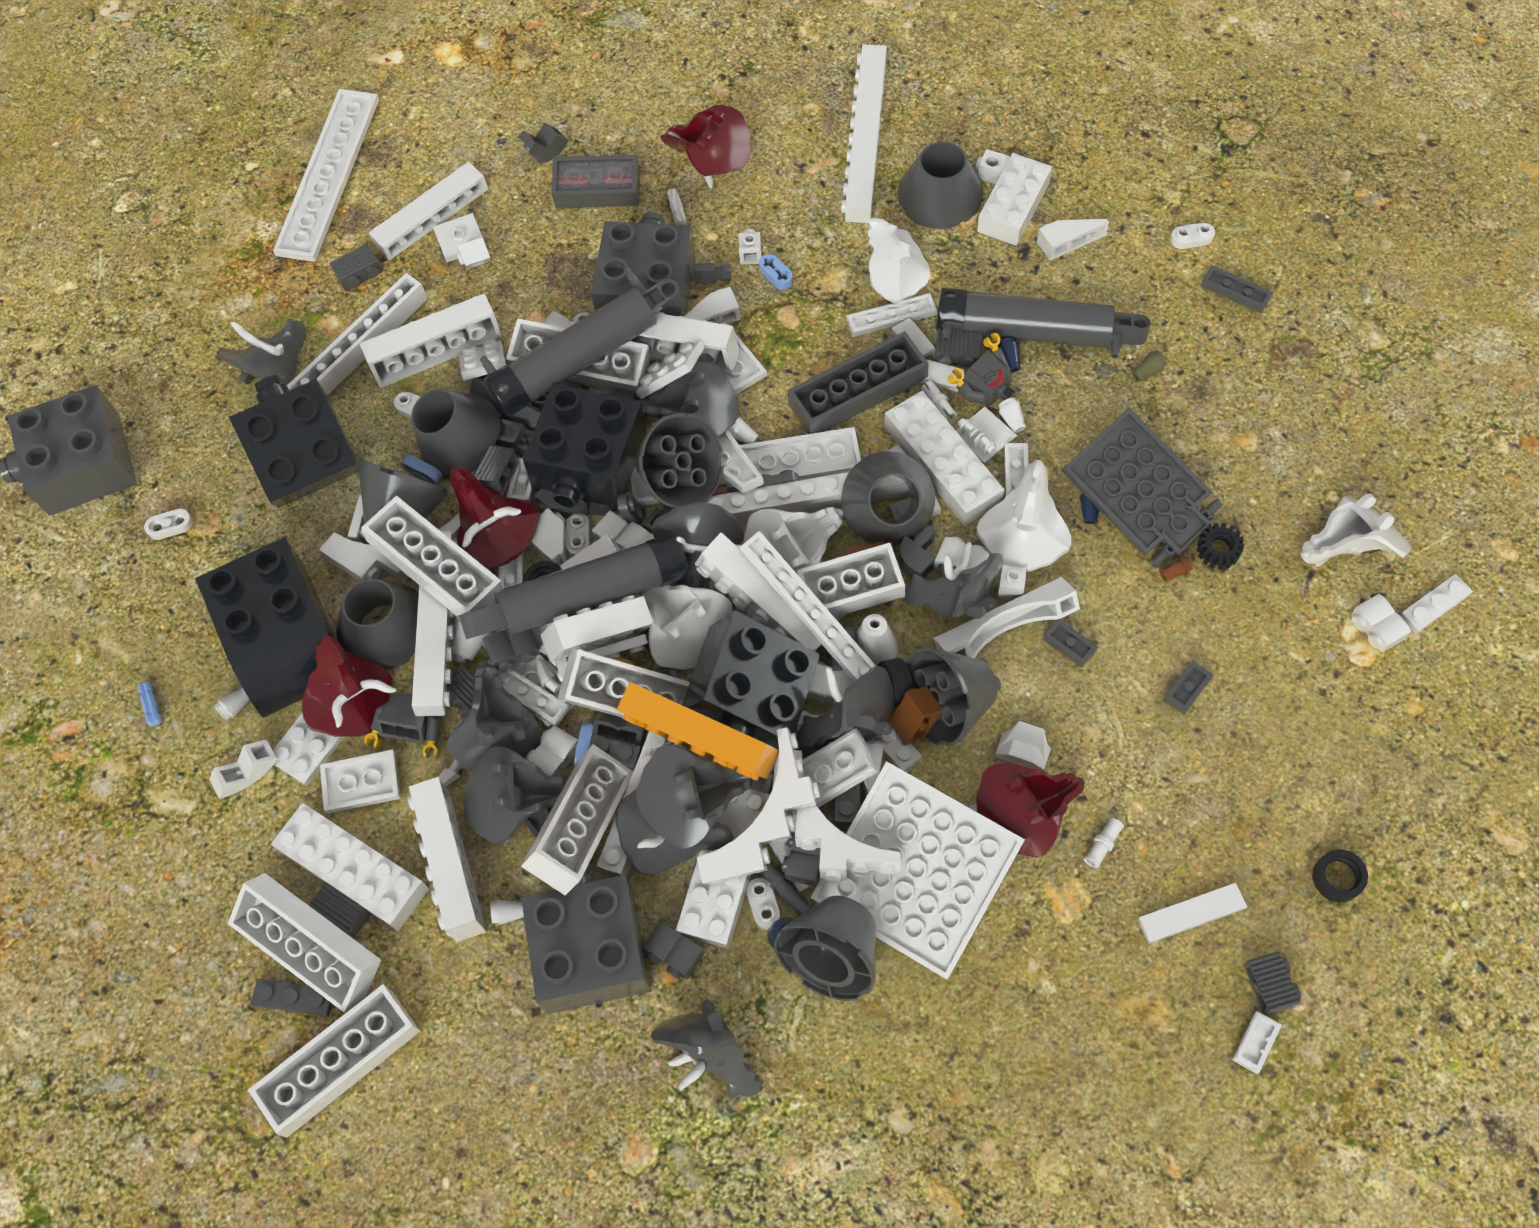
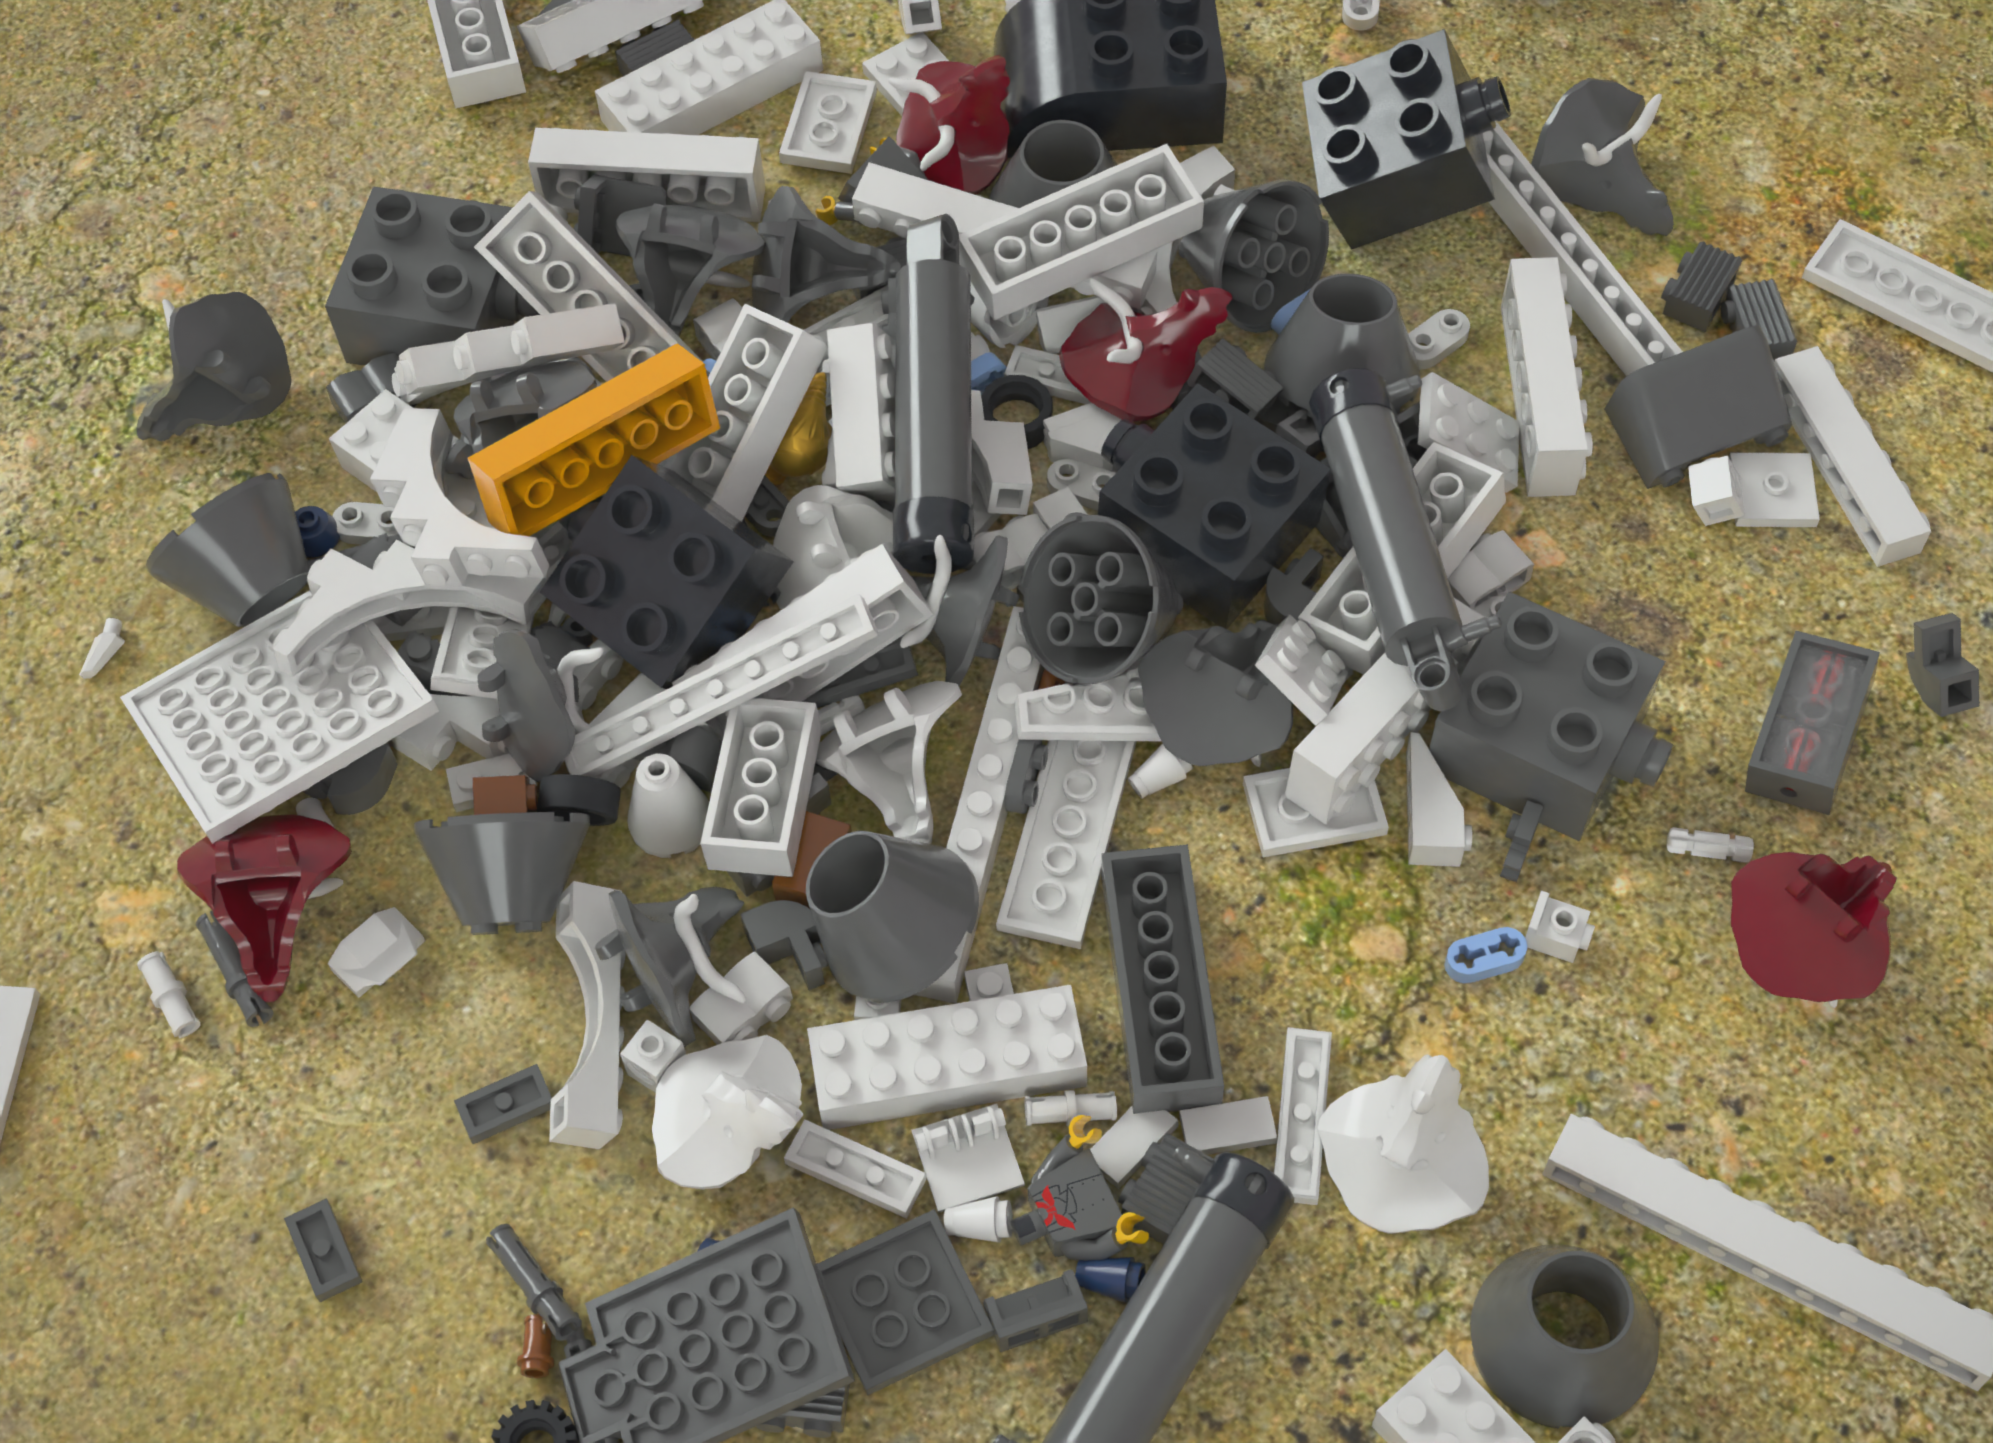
camera: 110 degrees right, 5 degrees down
(339, 297) = (1701, 285): none -> dark grey brick
(429, 267) = (1699, 405): none -> dark grey windscreen
(487, 862) = (601, 203): none -> dark grey bracket
(652, 835) = (495, 351): none -> white arch
(917, 1015) = (103, 648): none -> white bar
(1041, 377) = (1037, 1311): none -> dark grey hinge
(1064, 427) = (903, 1302): none -> dark grey plate
(1076, 809) = (229, 961): none -> dark grey pin
(1153, 574) = (542, 1294): none -> dark grey pin

